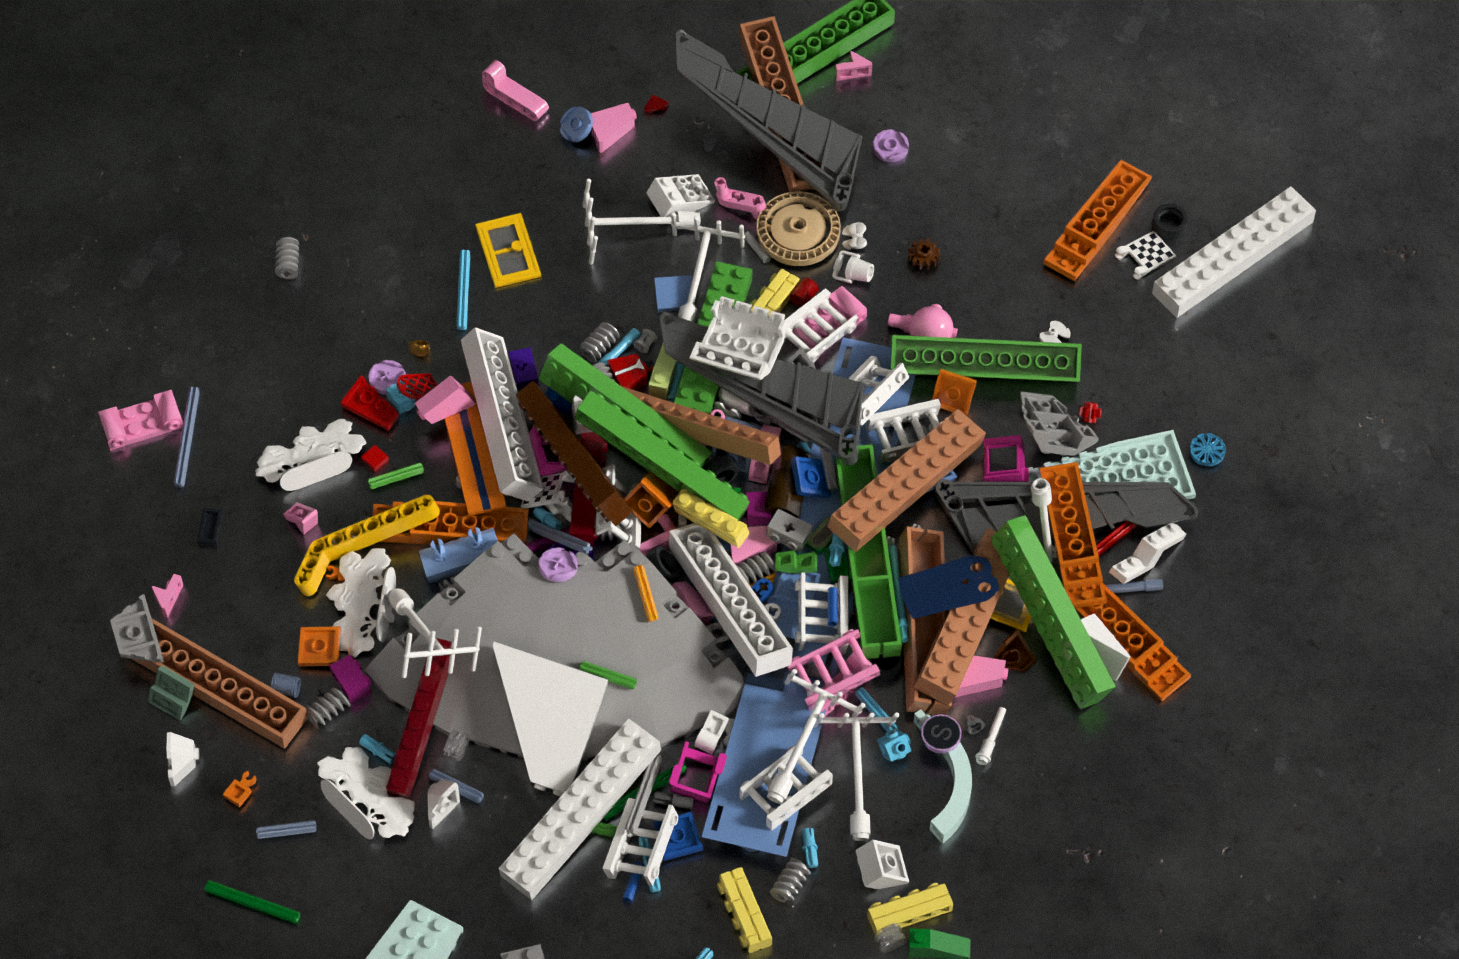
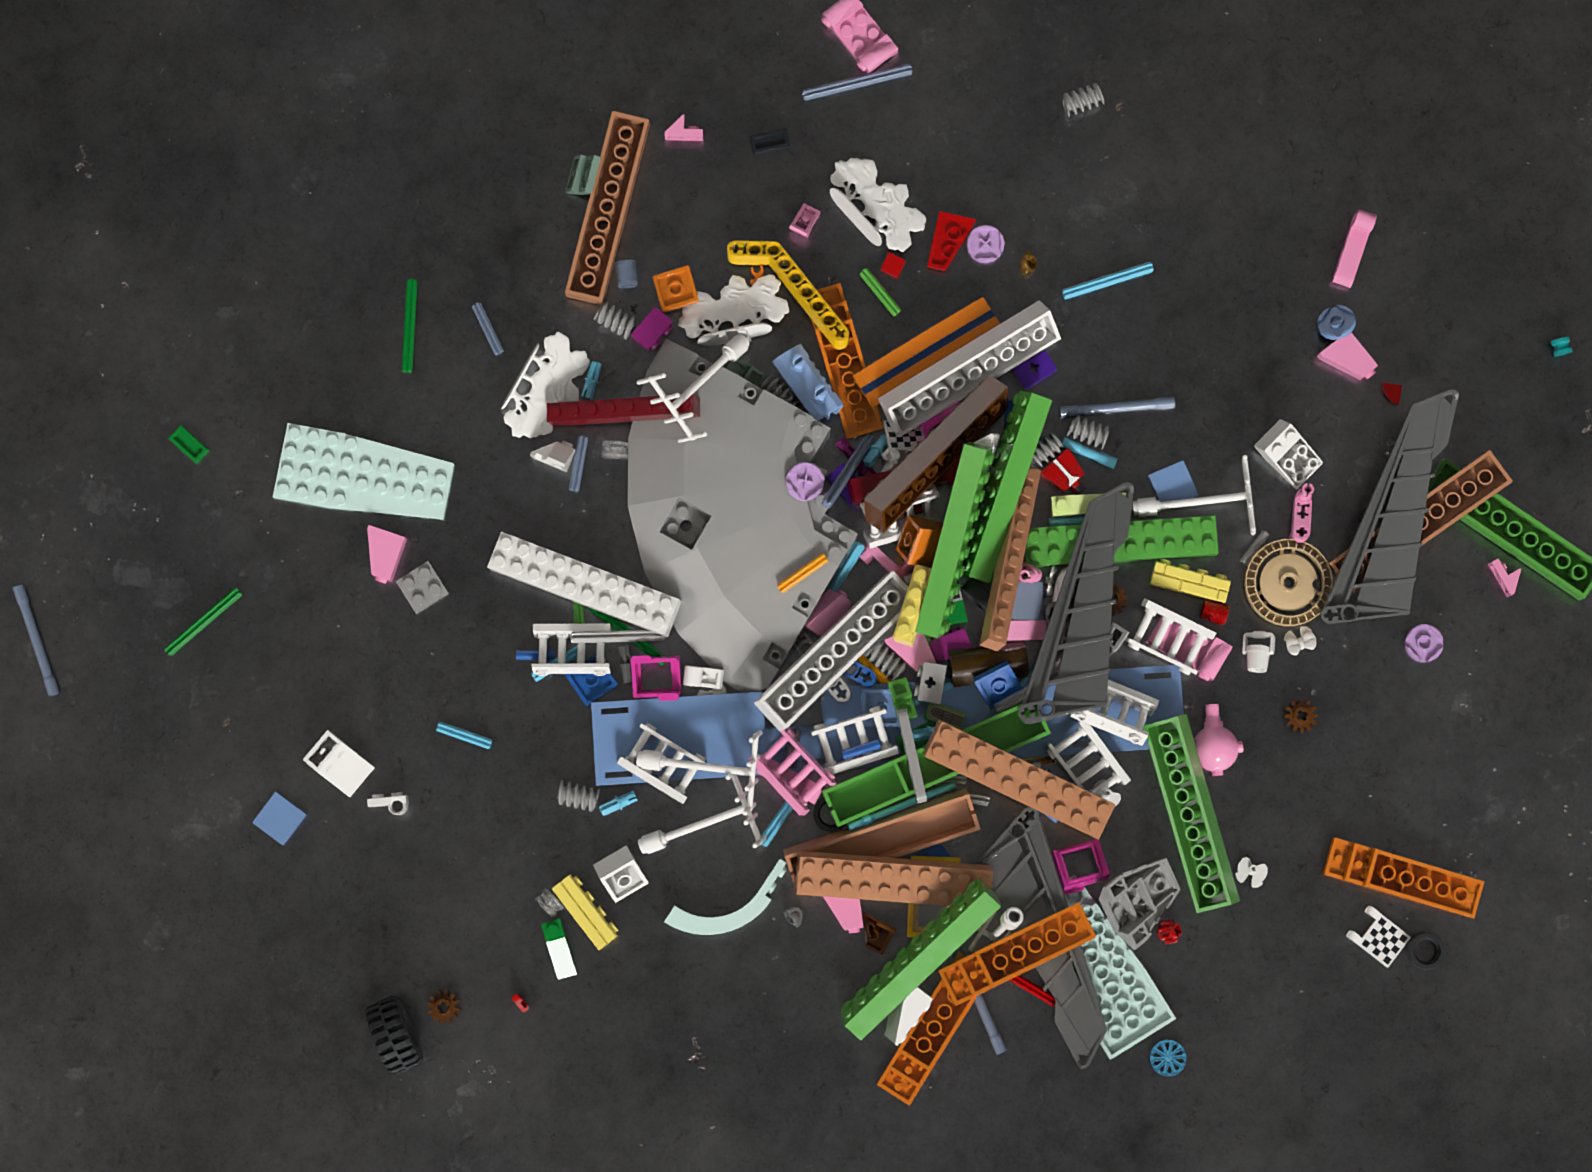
camera: 75 degrees right, 25 degrees up
(136, 633) = (624, 120): light grey wing -> none
(181, 757) = (522, 208): white slope -> none
(239, 791) = (510, 272): orange plate -> none
(398, 400) = (964, 265): medium azure brick -> none
(416, 396) = (967, 284): red window -> none
(444, 401) = (962, 310): bright pink slope -> none
(508, 250) = (1169, 307): yellow door -> none
(551, 713) = (663, 525): white slope -> none
(594, 282) = (1158, 403): none -> sand blue piece
(611, 676) = (714, 565): bright green axle -> none
(645, 340) = (1113, 473): light grey bush -> none
(664, 562) = (853, 567): black tyre -> none
(681, 216) = (1259, 466): white piece -> none
(741, 339) = (1112, 572): white slope -> none
(745, 910) = (536, 764): light yellow brick -> none
(854, 559) = (911, 755): none -> light grey beam
(894, 745) = (743, 850): medium azure brick -> none
(941, 733) = (764, 889): black tile -> none
(942, 587) = (904, 845): dark blue piece -> none
(954, 391) = (1143, 793): orange plate -> none
(988, 744) = (775, 935): white pin -> none
(1147, 553) = (1024, 1030): white bracket -> none
(1233, 252) = (1409, 1026): white brick -> none

